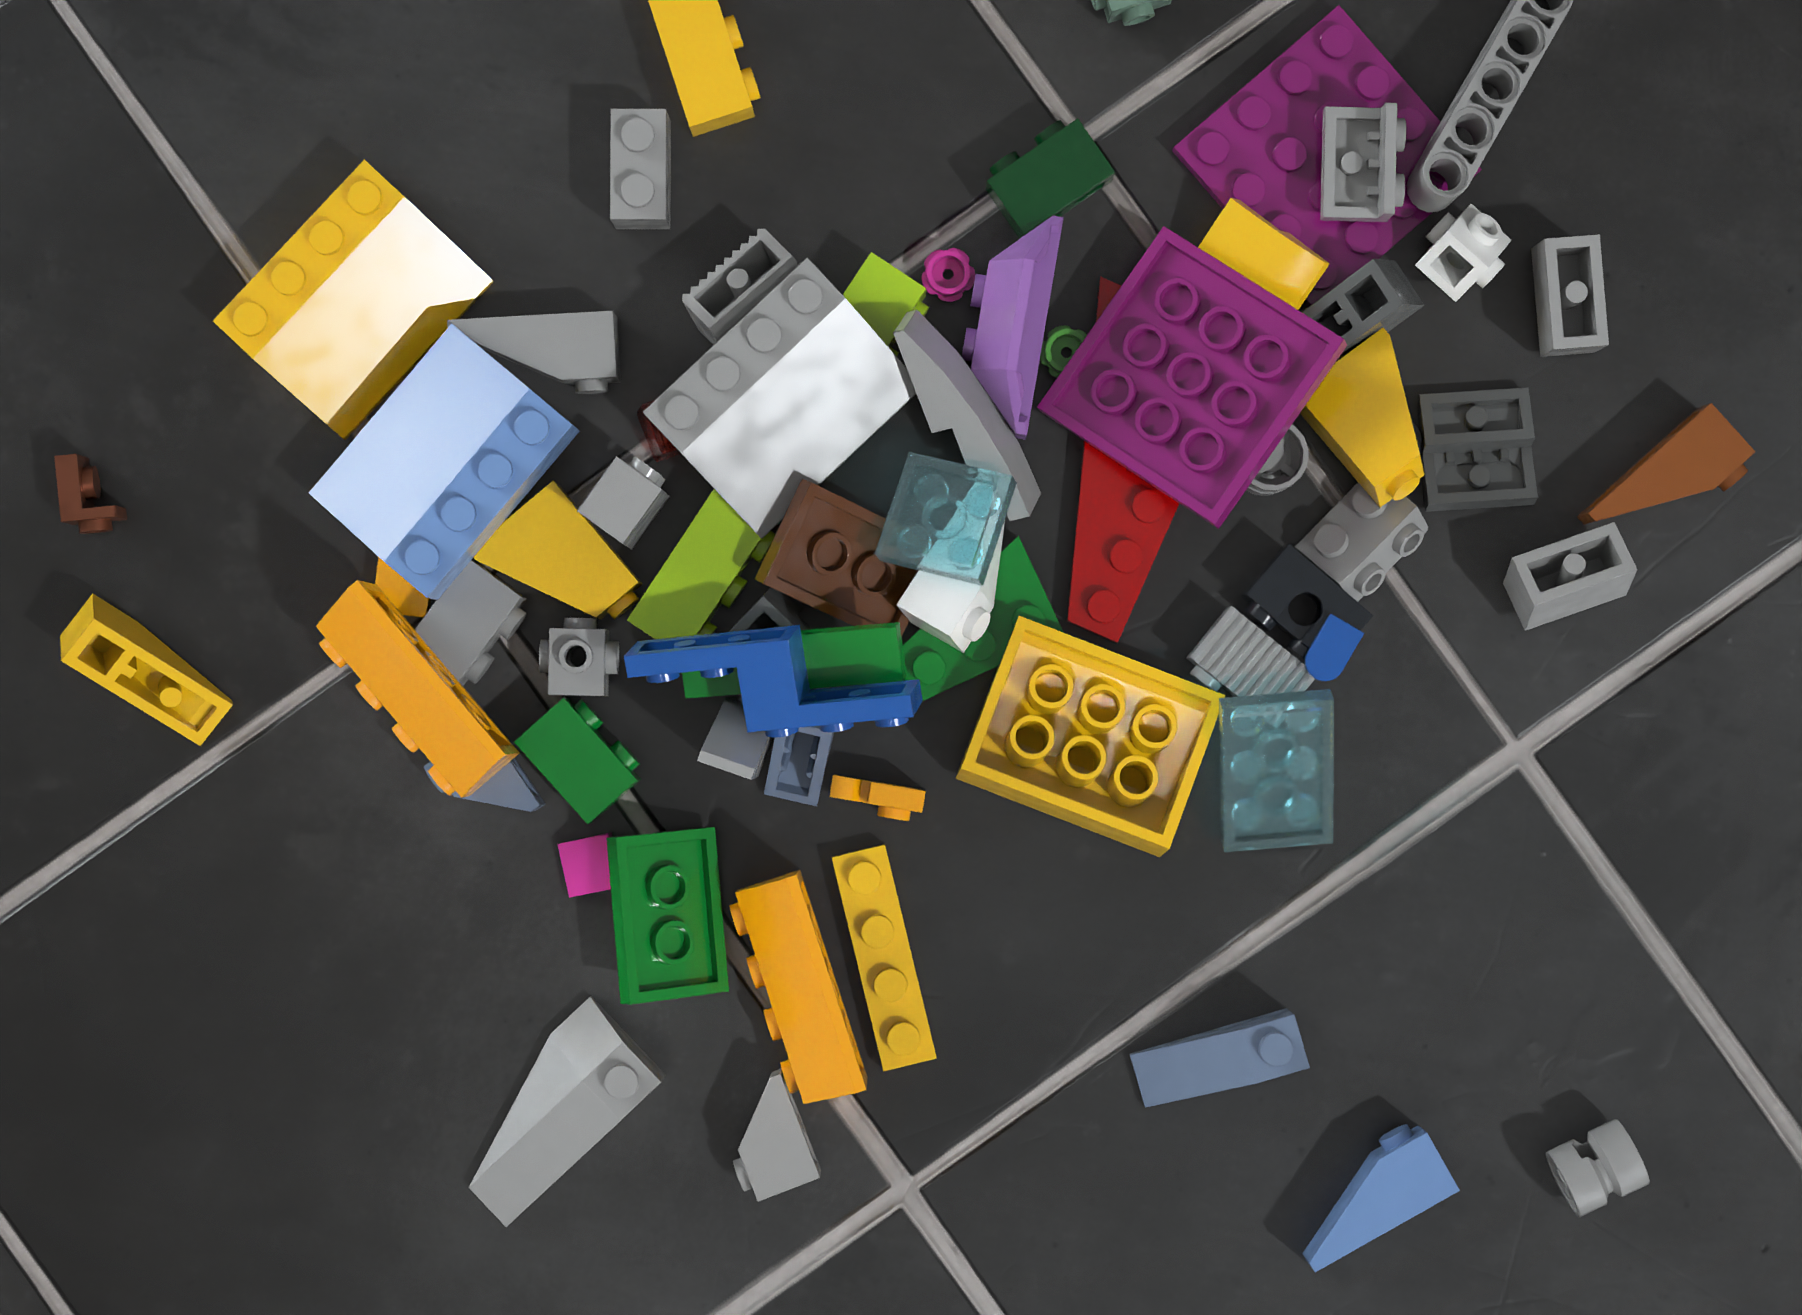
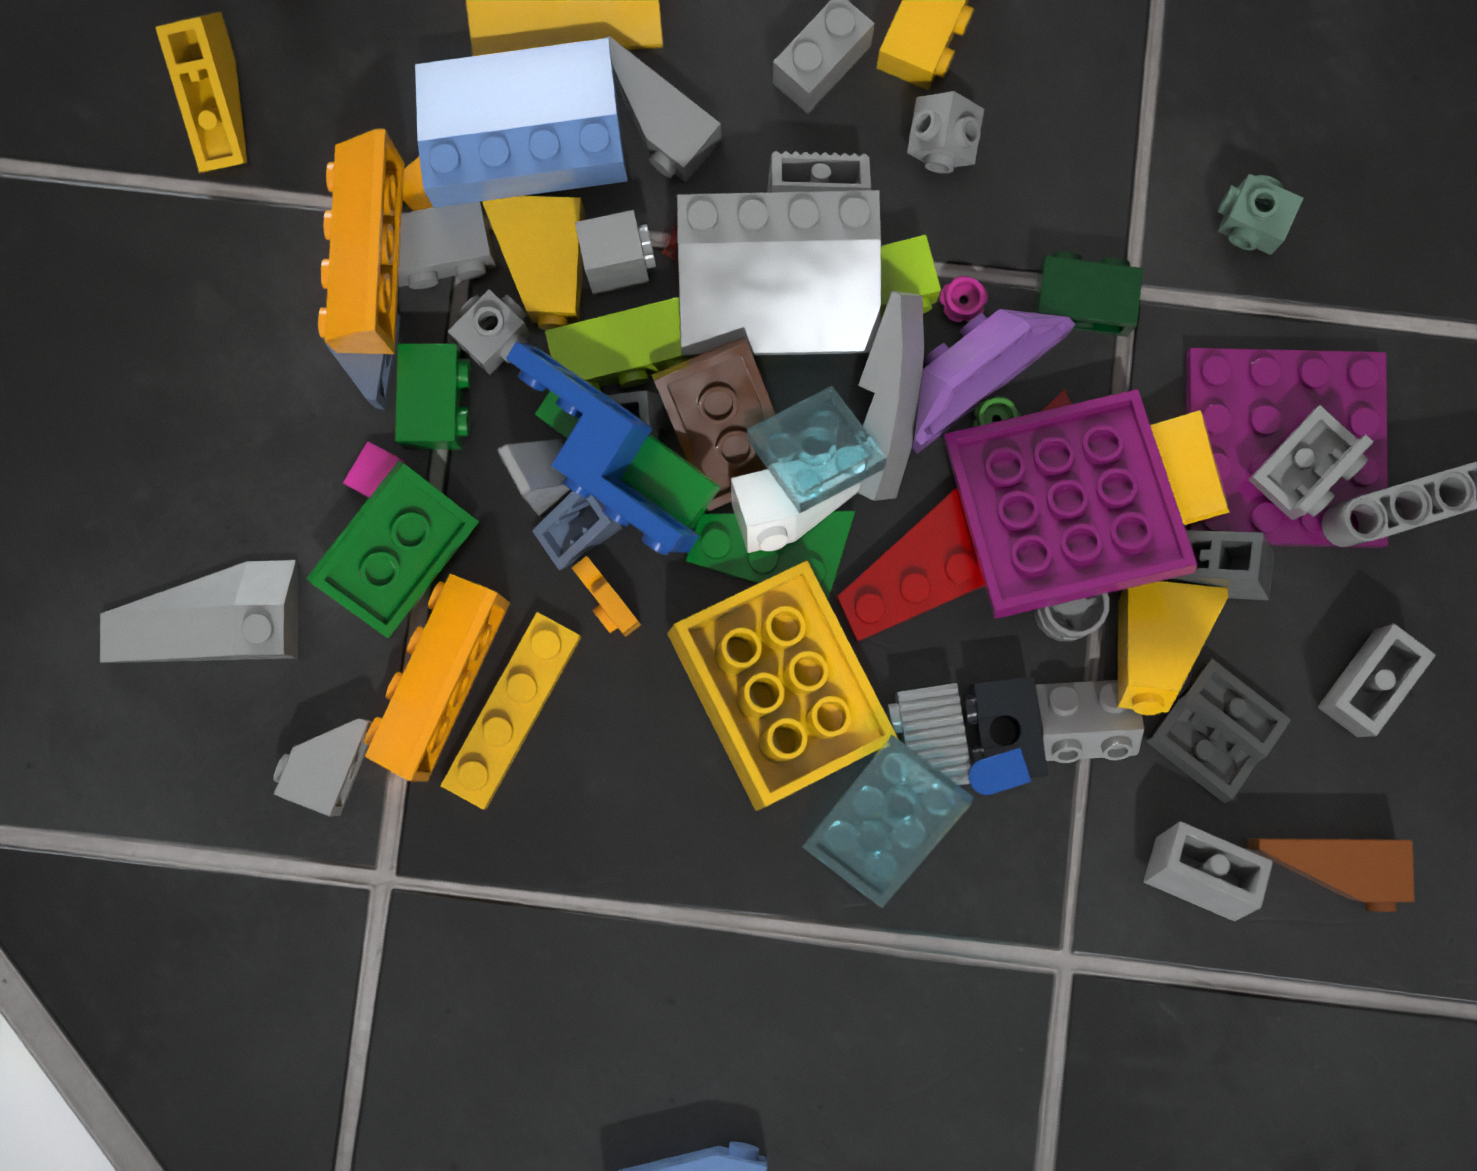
camera: 50 degrees right, 5 degrees down
(806, 146) = (945, 131): none -> light grey brick
(1220, 1059) = (672, 986): sand blue slope -> none
(1464, 251) = (1328, 587): white brick -> none

